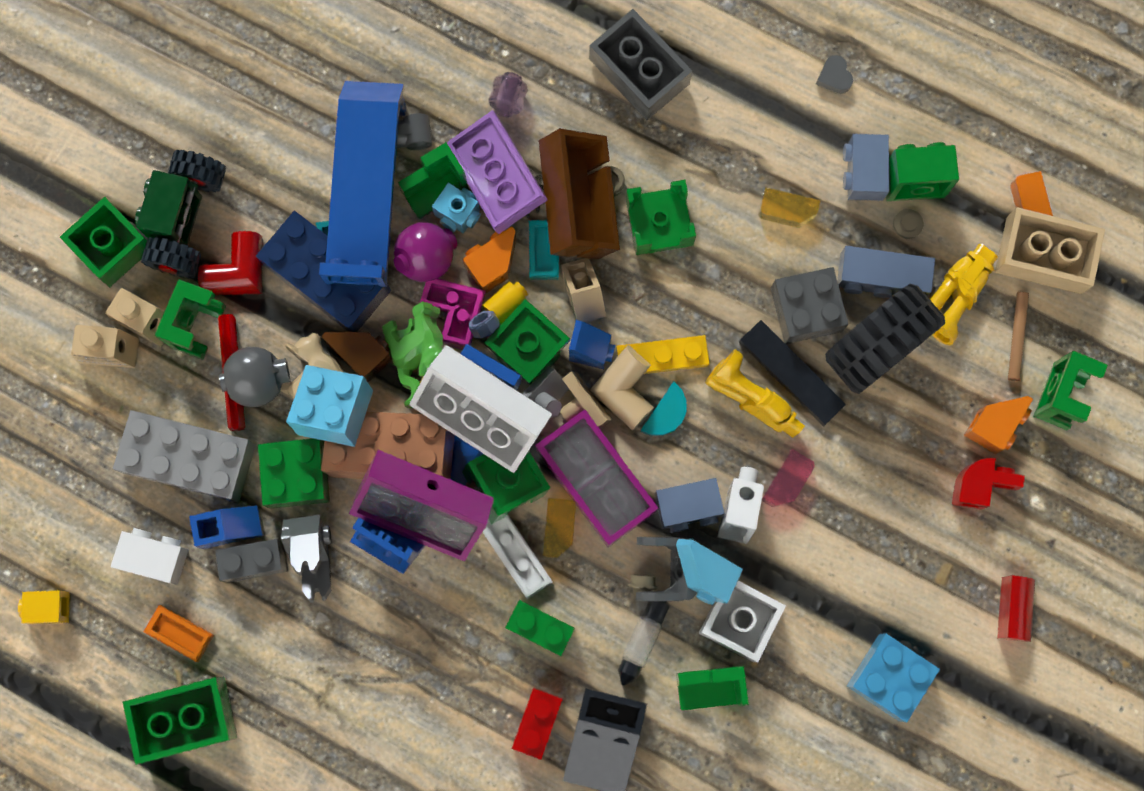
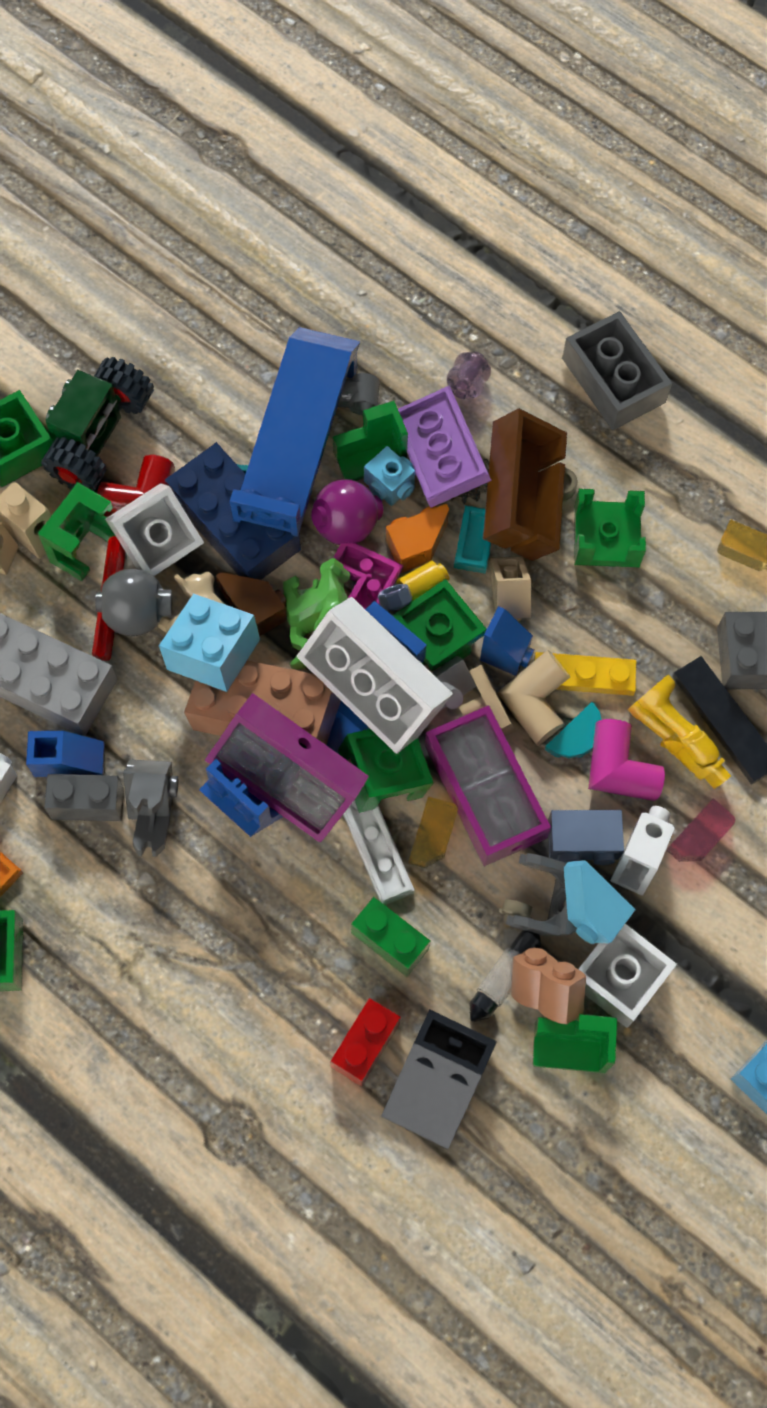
camera: 10 degrees right, 10 degrees down
(257, 305) = (155, 530): none -> white brick
(292, 473) = (151, 714): green brick -> none
(681, 645) = (548, 985): none -> nougat brick
(704, 441) = (614, 772): none -> dark pink brick

